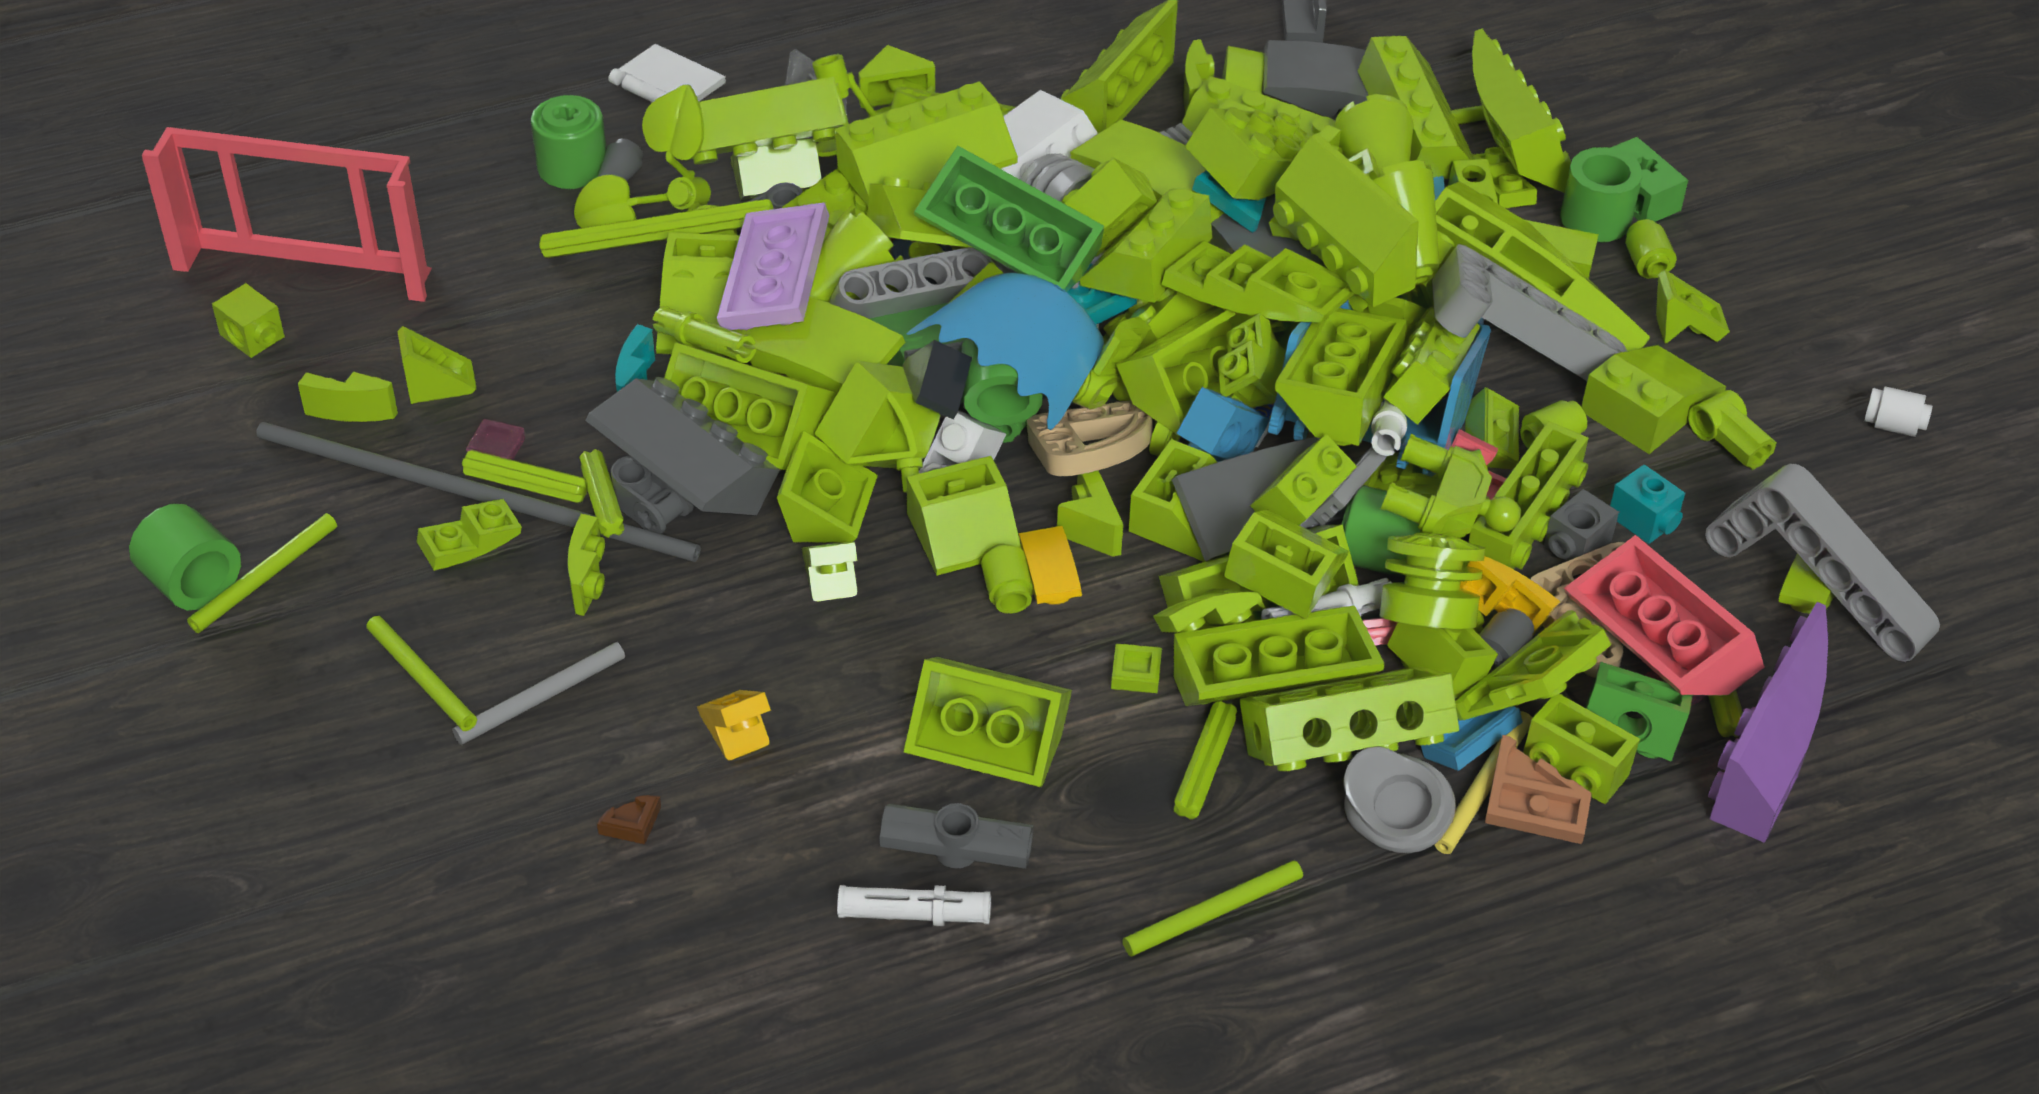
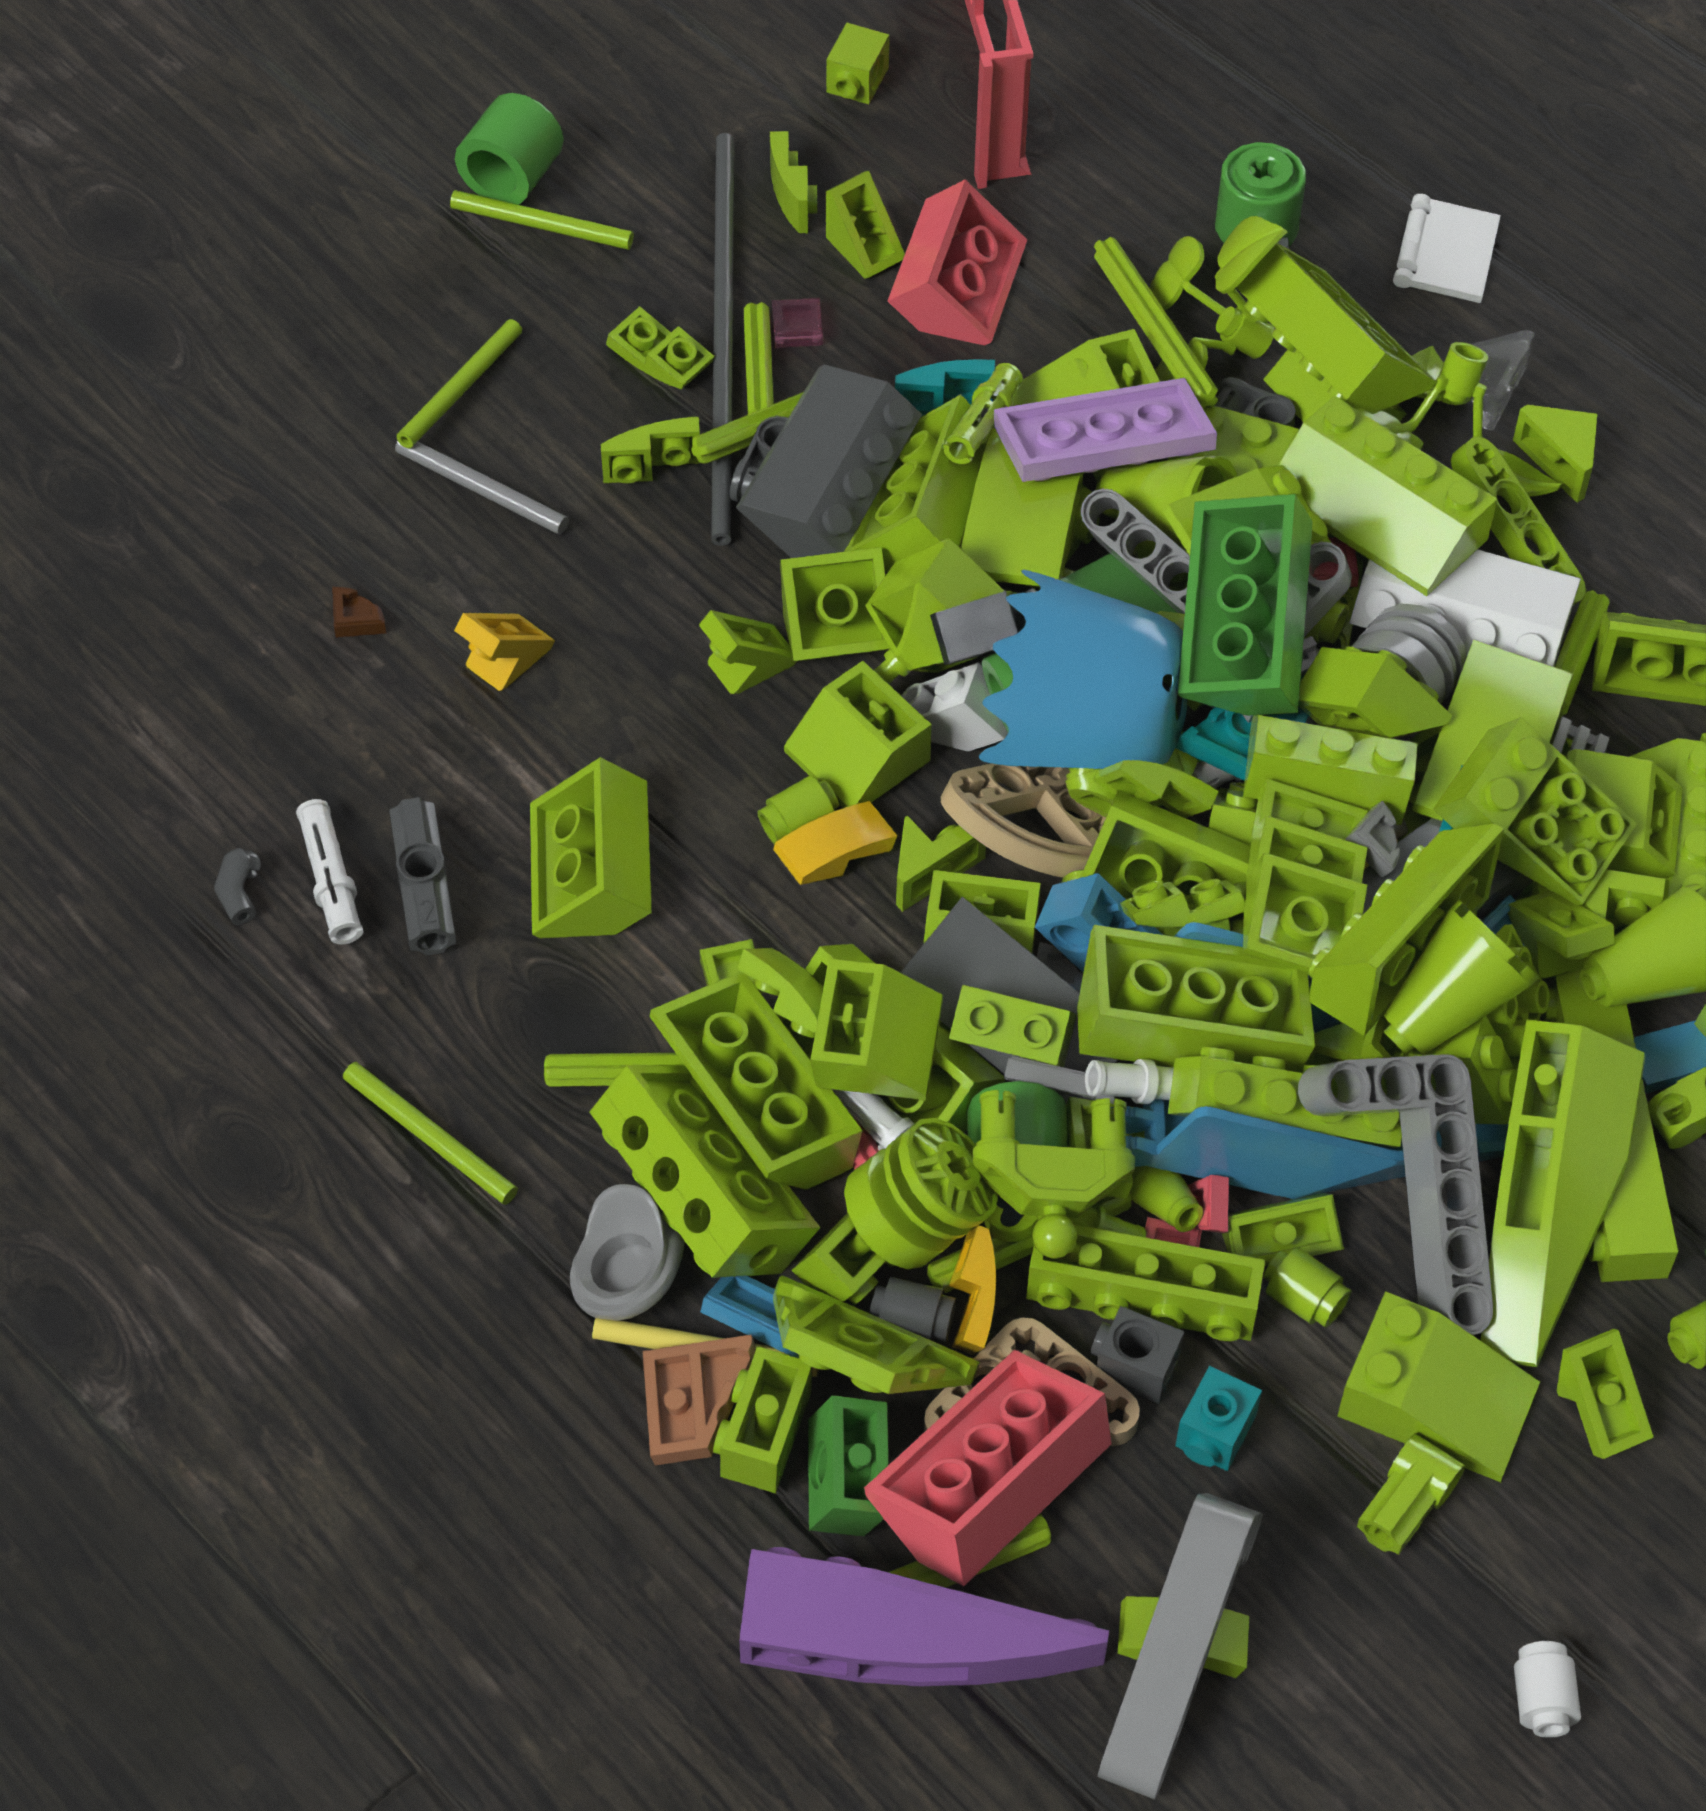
camera: 70 degrees right, 10 degrees up
(508, 328) = (958, 266): none -> coral slope
(890, 982) = (230, 883): none -> dark grey arm
(1227, 244) = (1379, 836): none -> light grey tile

